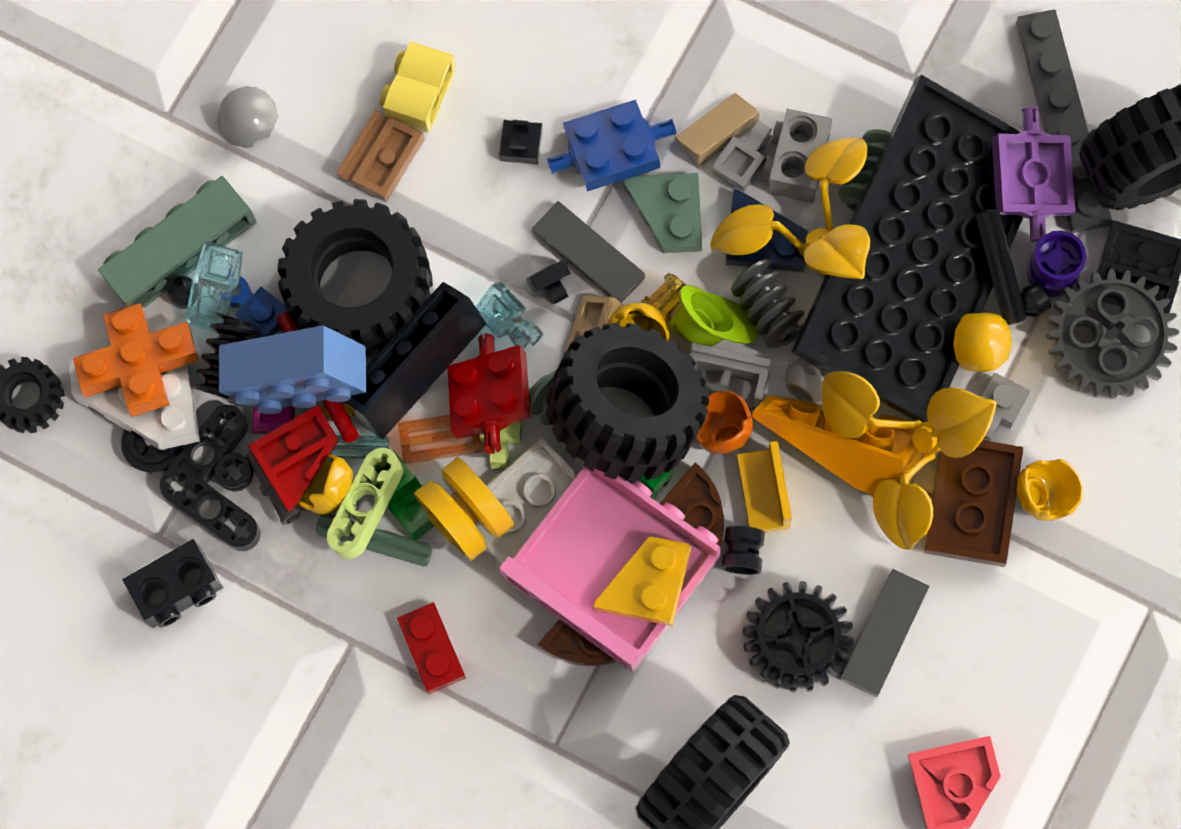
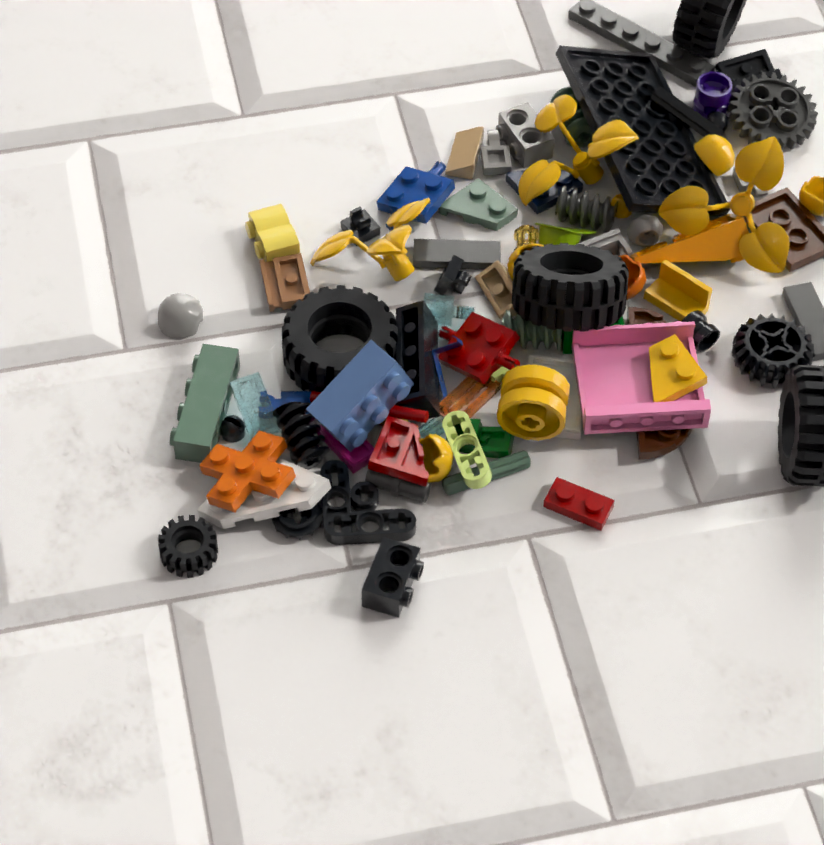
camera: 50 degrees left, 20 degrees down
(431, 383) = (435, 352): none -> blue piece
(472, 208) = (390, 246): none -> yellow plant
(1033, 174) = (658, 63): medium lavender plate -> none

